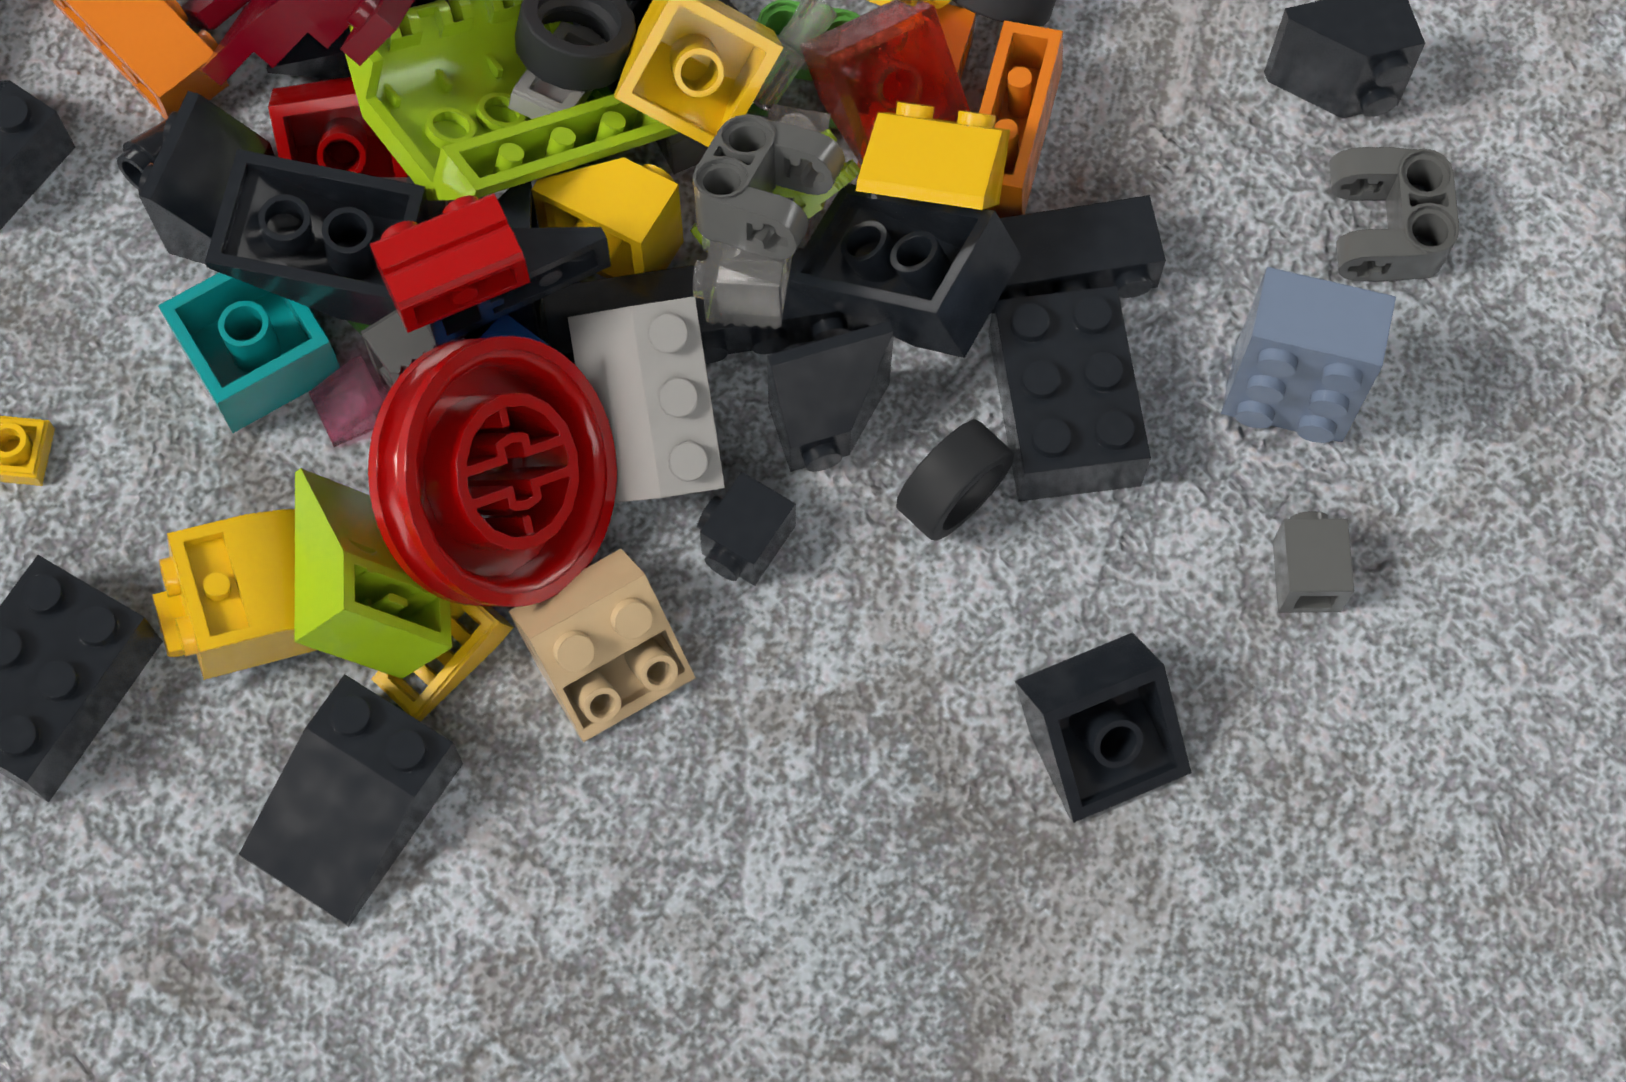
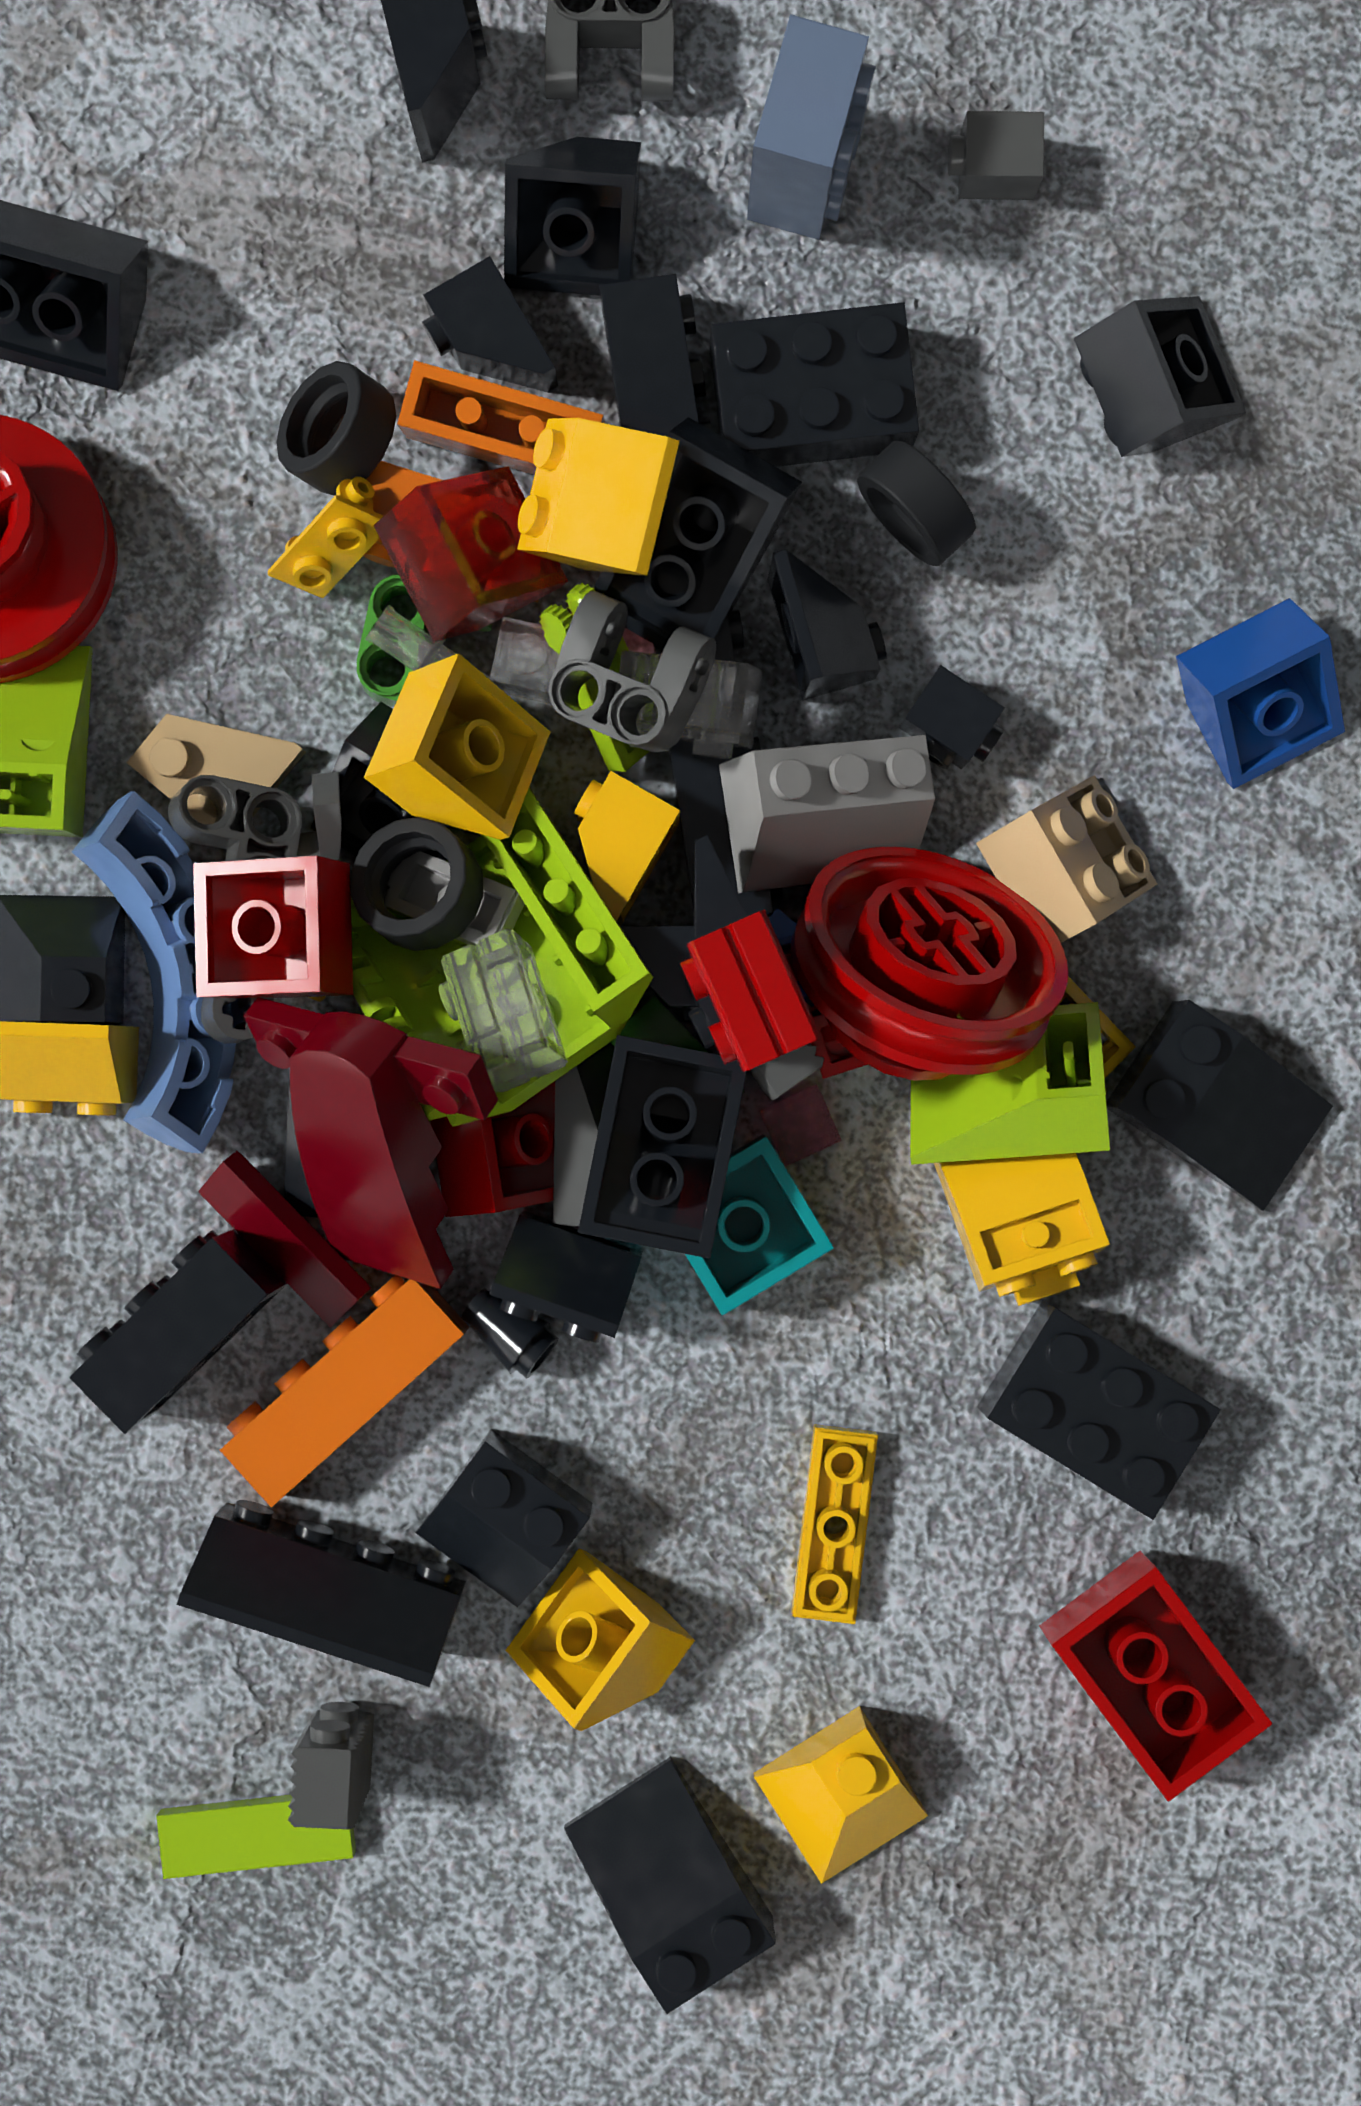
camera: 85 degrees left, 20 degrees up
(449, 93) = (502, 1009): none -> clear brick
(777, 832) = (1263, 691): none -> blue slope
(1110, 115) = (486, 329): none -> black slope
(1220, 184) = (571, 215): none -> black slope

